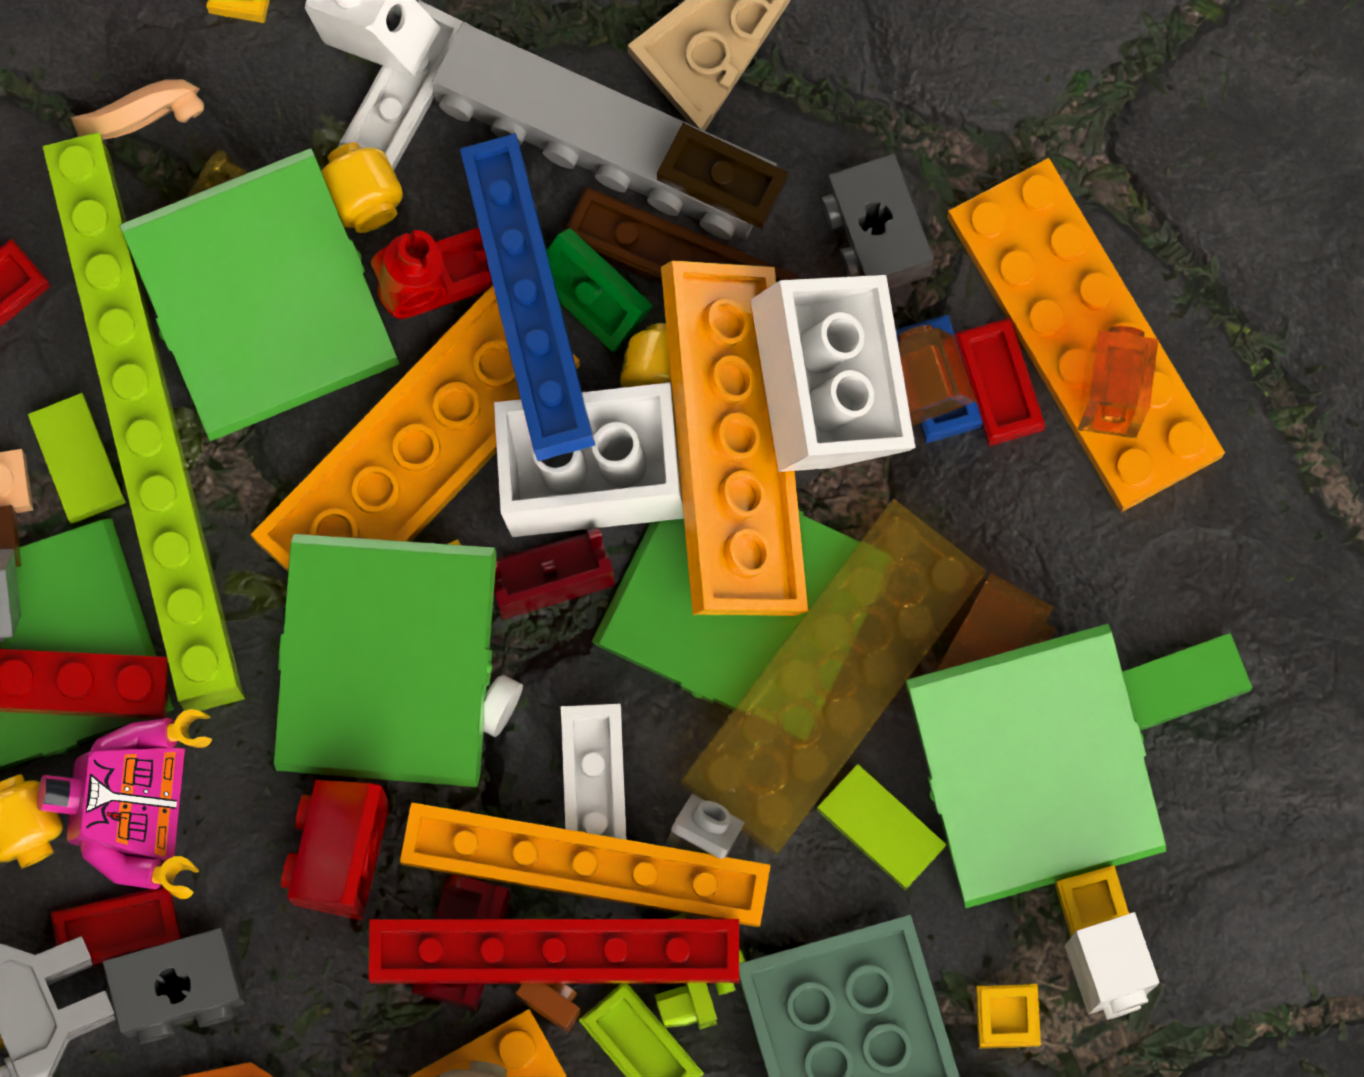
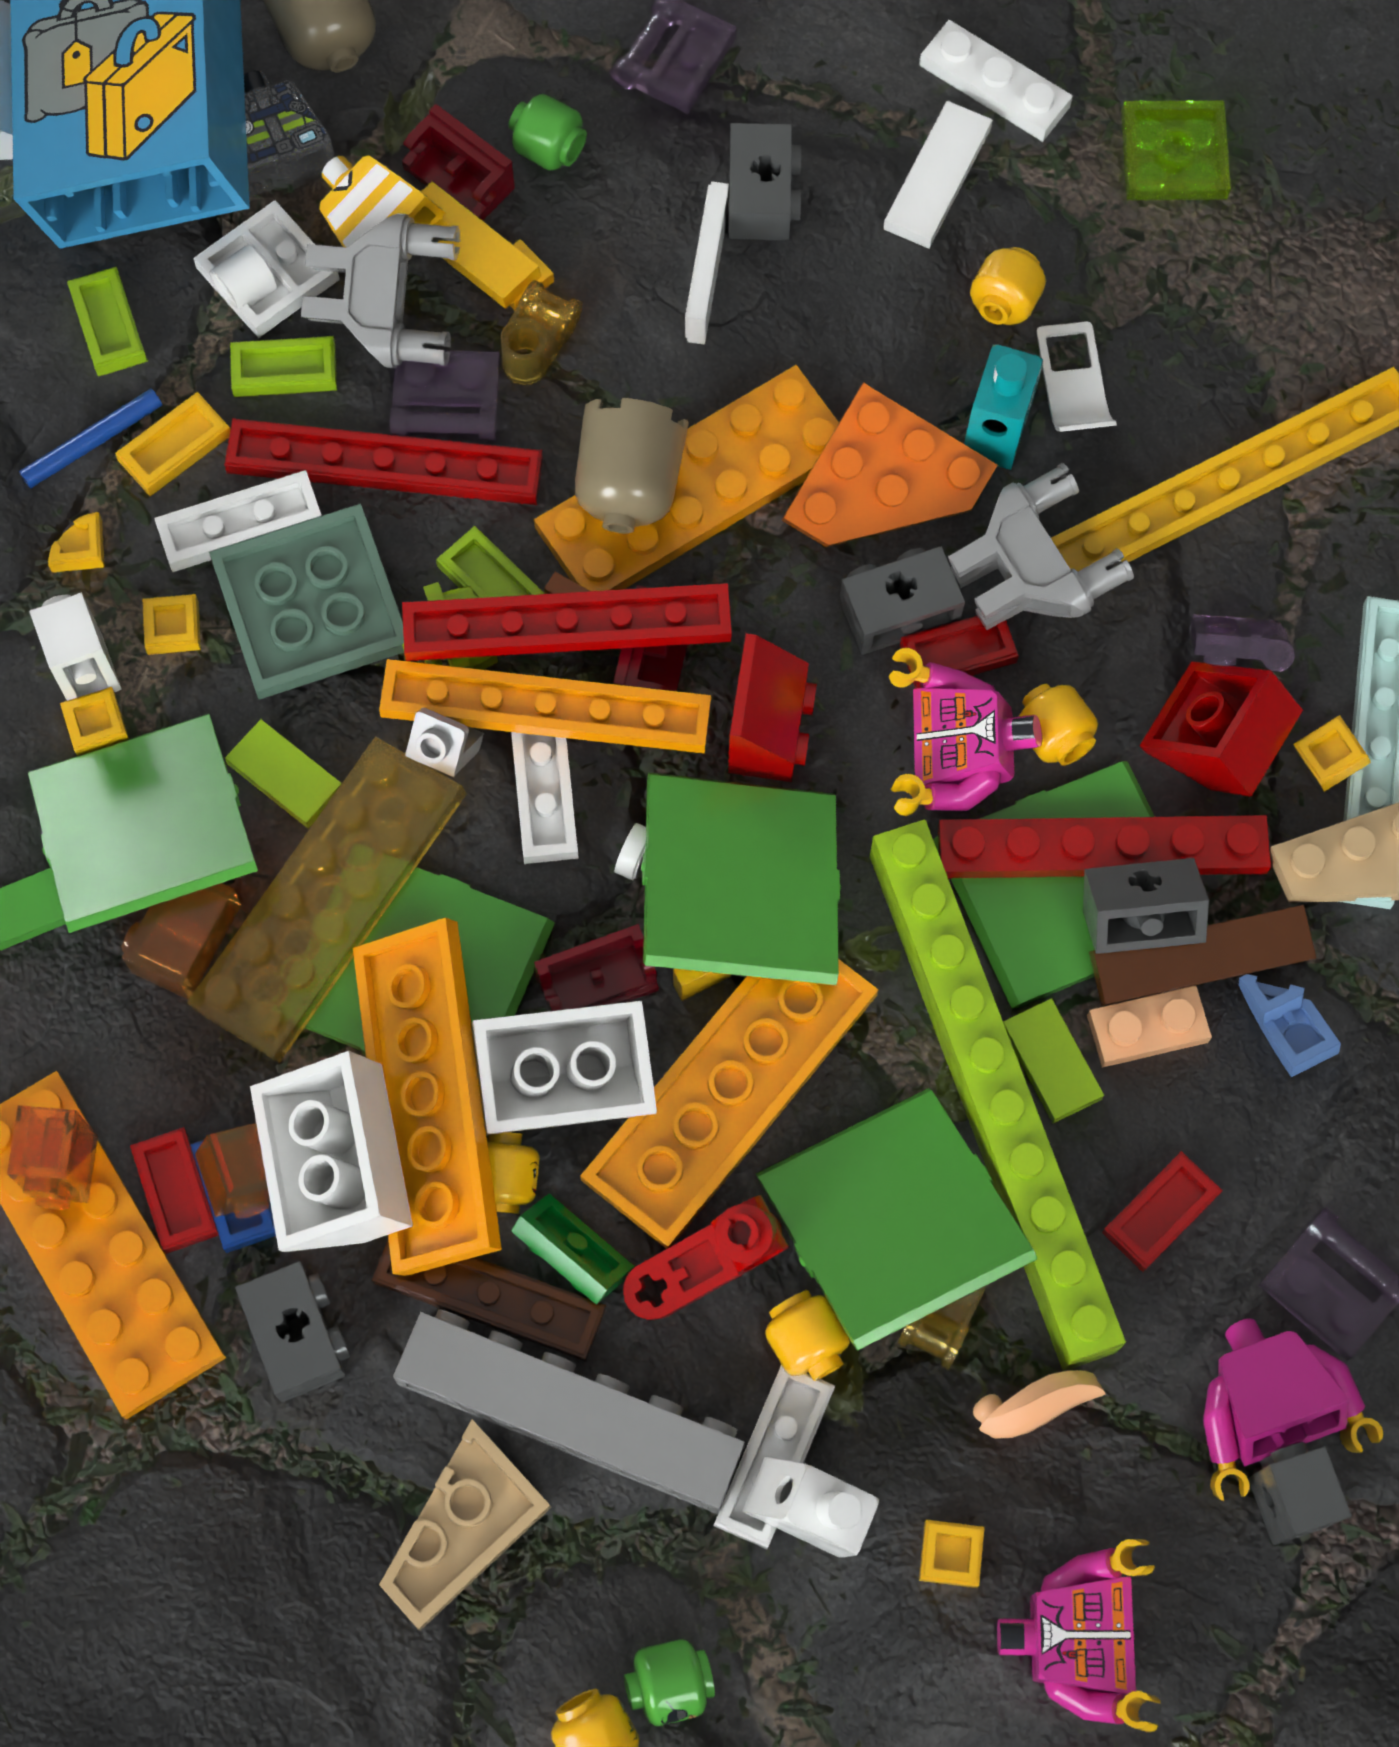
camera: 175 degrees right, 5 degrees down
(527, 298) = (632, 1218): blue plate -> none
(722, 176) = (444, 1348): dark brown plate -> none

